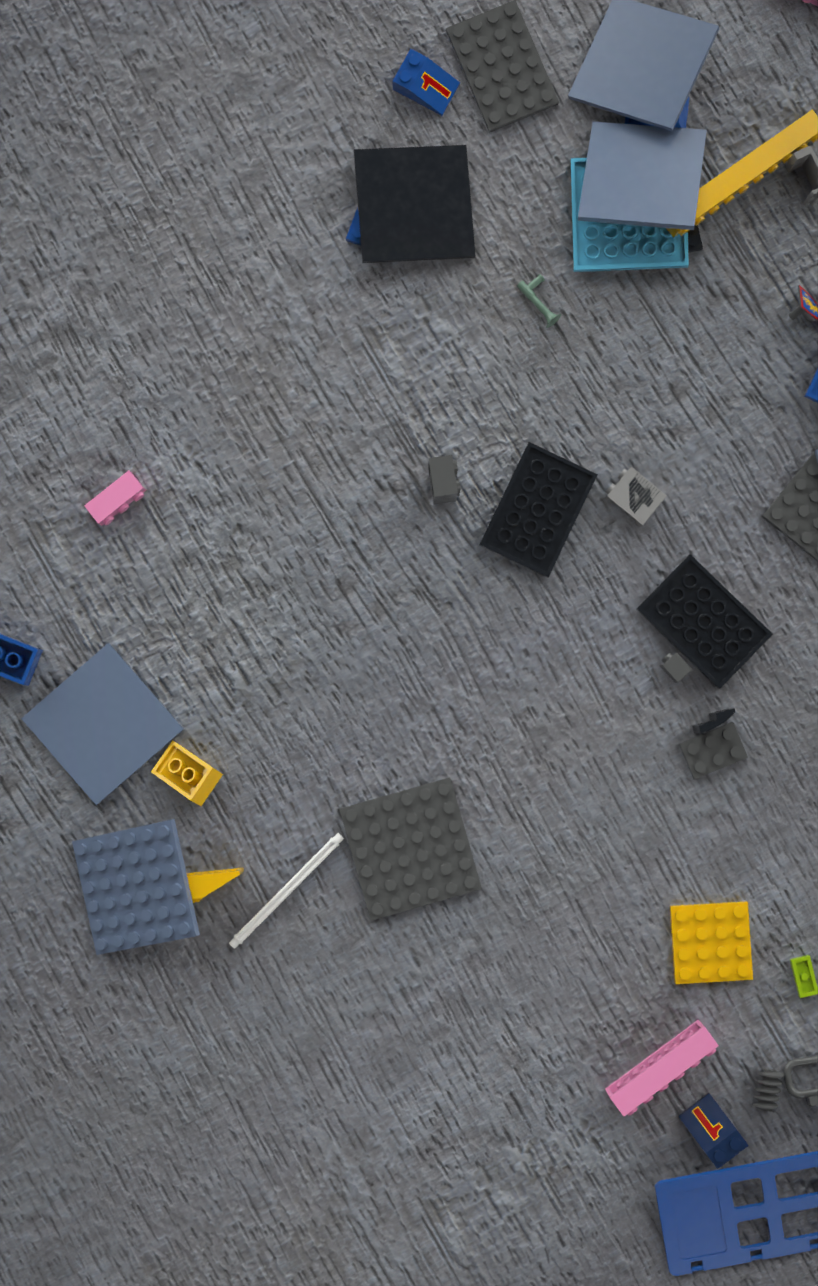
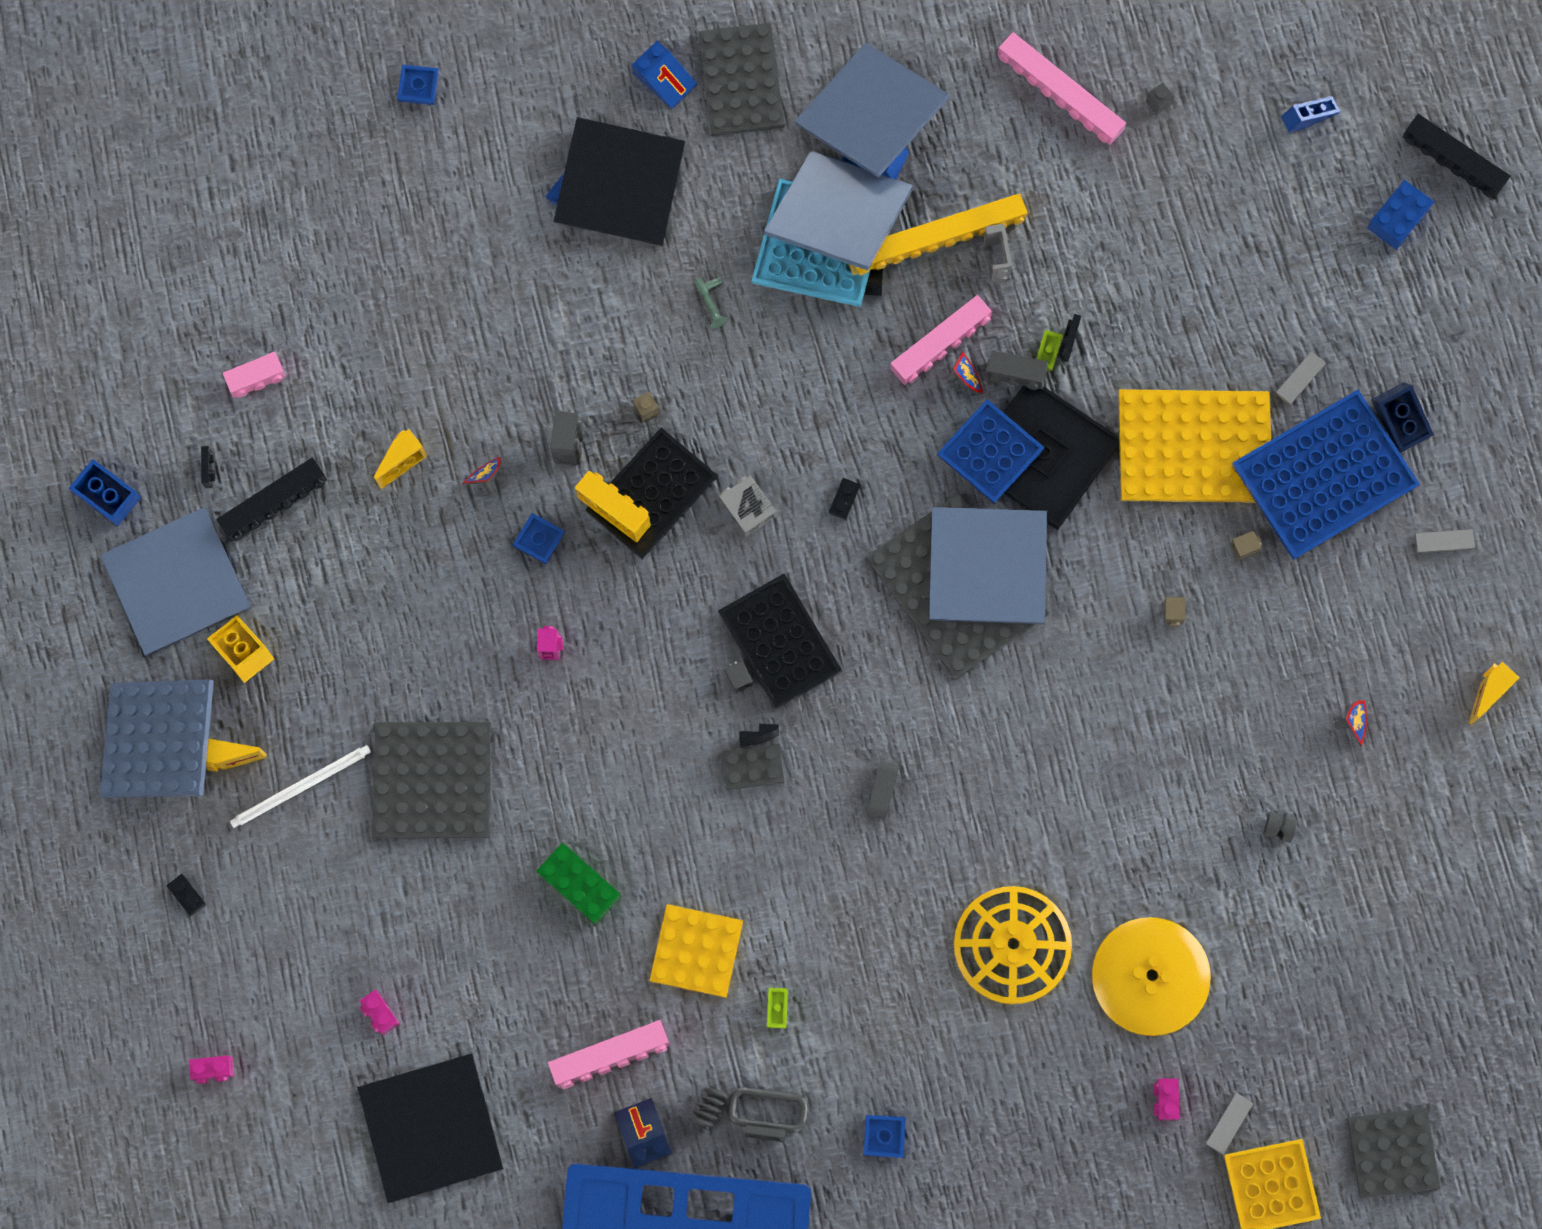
camera: 15 degrees right, 10 degrees down
(96, 598) = (207, 473): none -> black plate
(171, 618) = (272, 499): none -> black brick
(185, 158) = (418, 84): none -> blue plate
(209, 1025) = (186, 895): none -> black plate
(286, 539) = (400, 457): none -> yellow slope
(286, 1186) = (211, 1068): none -> dark pink brick
(372, 535) = (485, 475): none -> shield
(429, 1087) = (379, 1012): none -> dark pink brick
(442, 584) = (538, 538): none -> blue plate
(485, 686) = (549, 643): none -> dark pink brick
(508, 425) = (646, 407): none -> dark tan brick
(509, 535) = (613, 506): none -> yellow brick
(510, 1181) = (430, 1128): none -> black tile
(582, 911) = (578, 883): none -> green piece
(725, 463) = (844, 498): none -> black plate
(772, 283) = (940, 340): none -> bright pink brick

